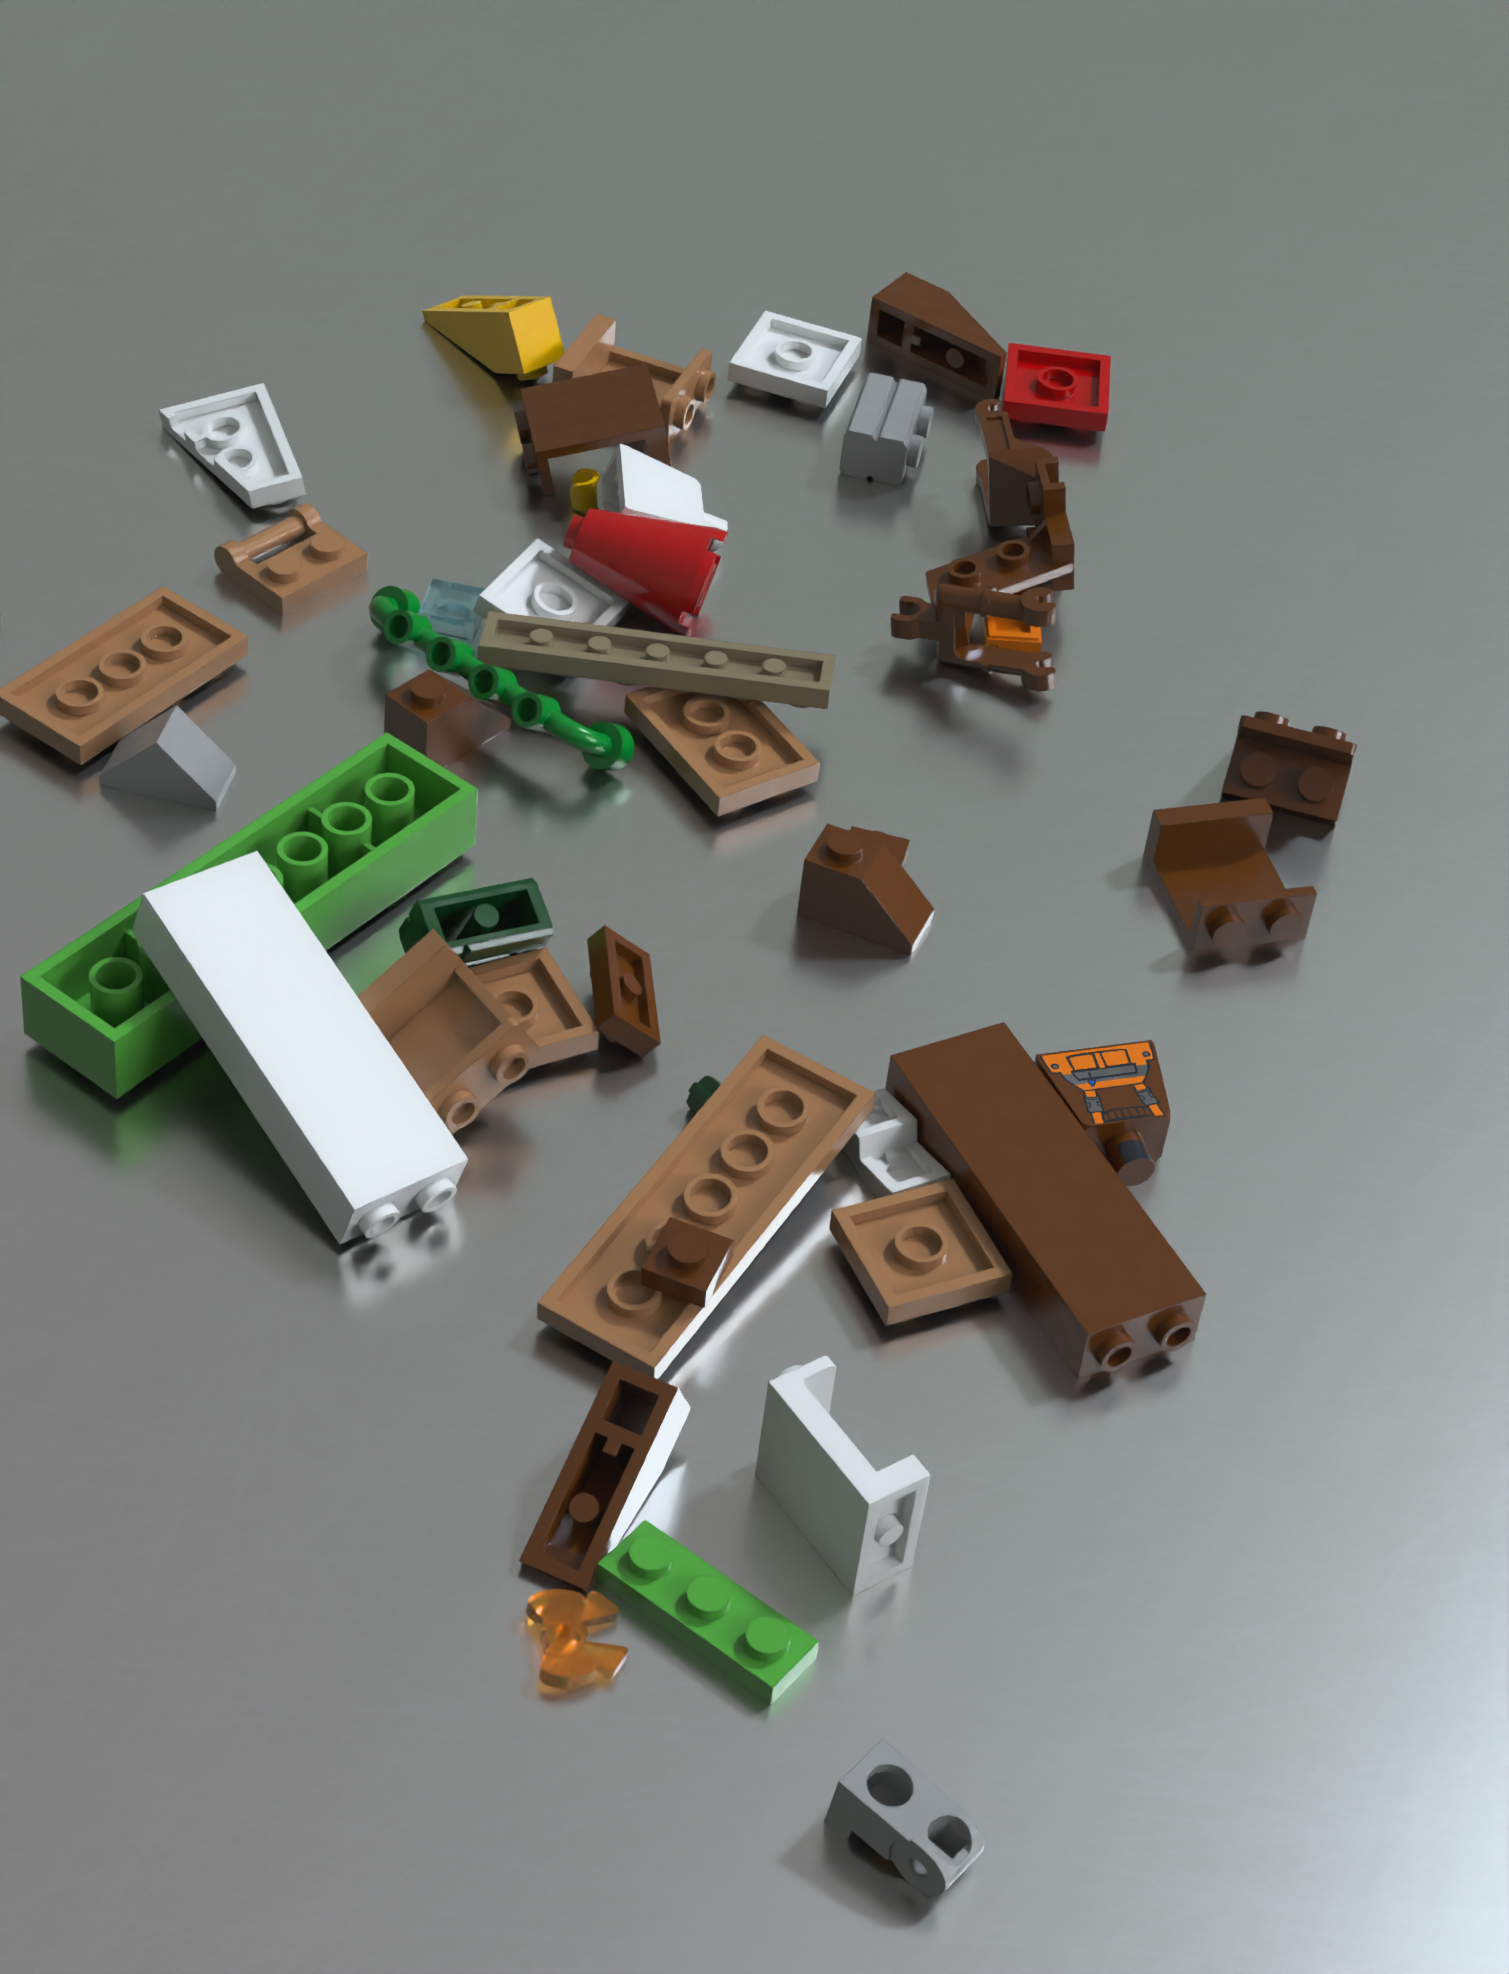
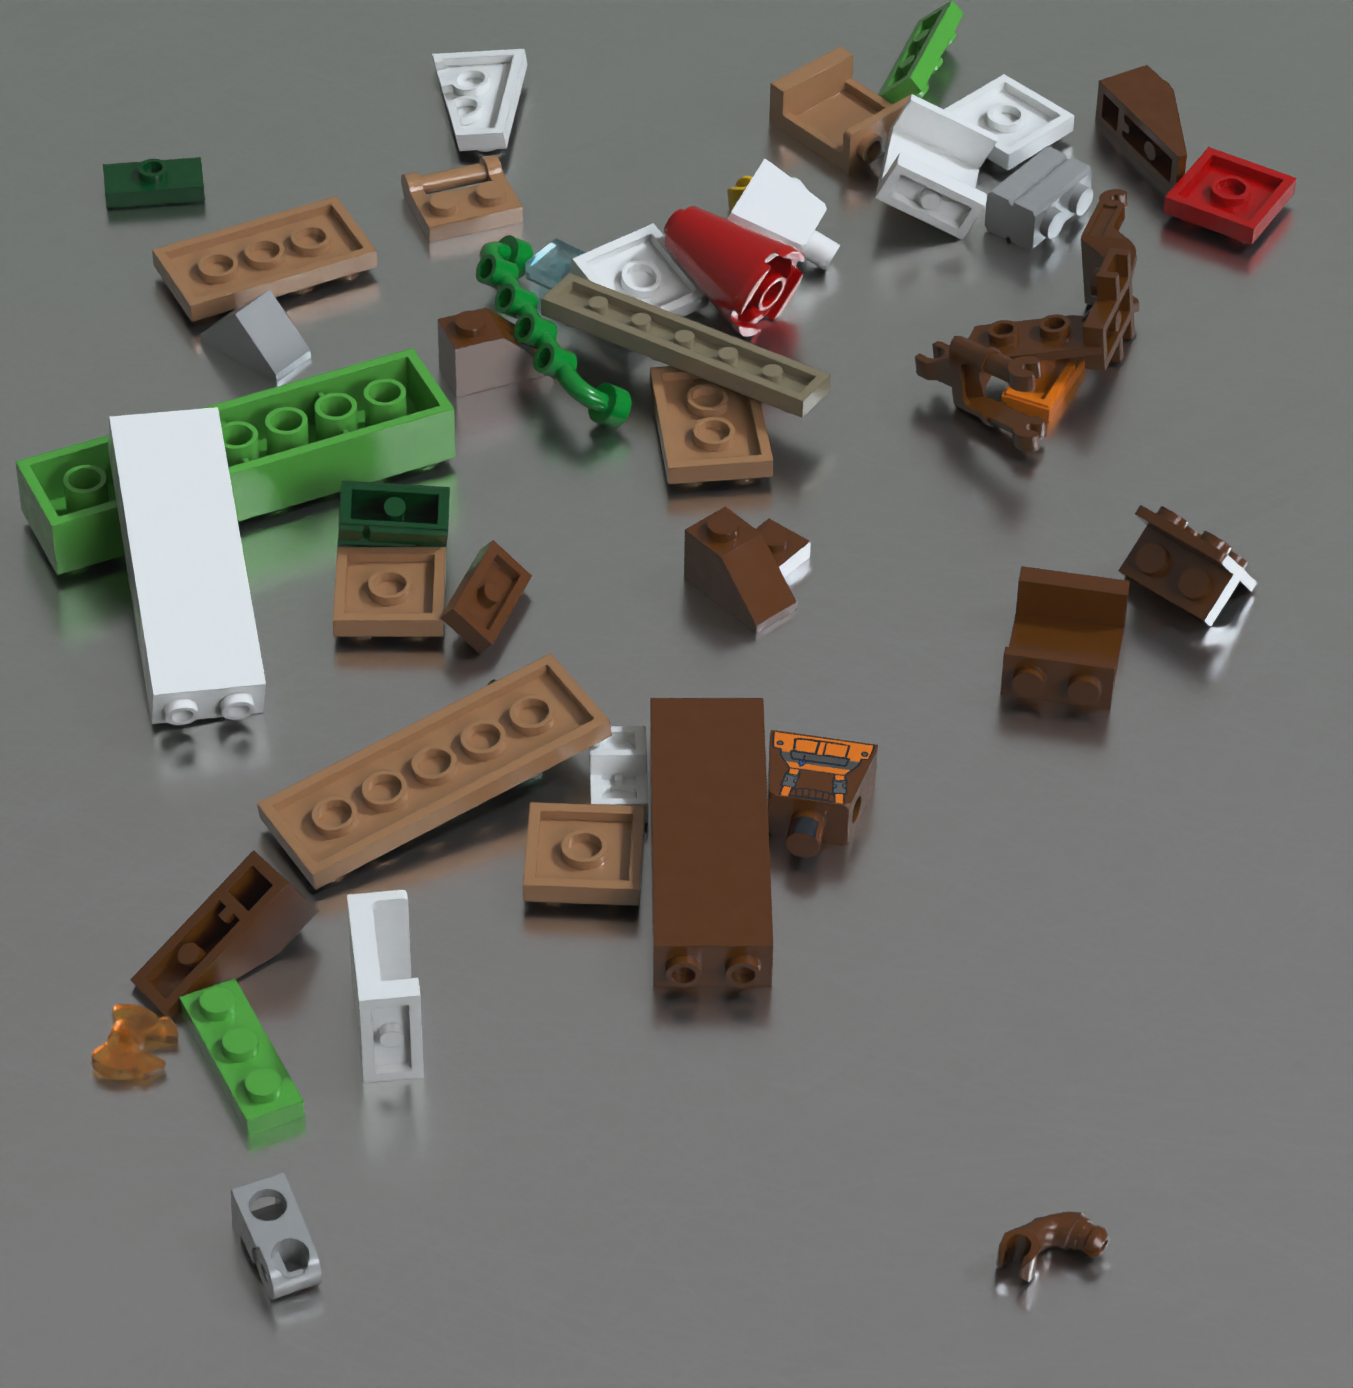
camera: 30 degrees right, 0 degrees up
(448, 1030) = (310, 587): medium nougat panel -> none
(502, 331) = (758, 46): yellow slope -> none
(589, 416) = (777, 131): reddish brown panel -> none
(668, 308) = (922, 54): none -> bright green plate
(687, 1262) = (379, 804): reddish brown plate -> none
(757, 416) = (935, 167): none -> white panel

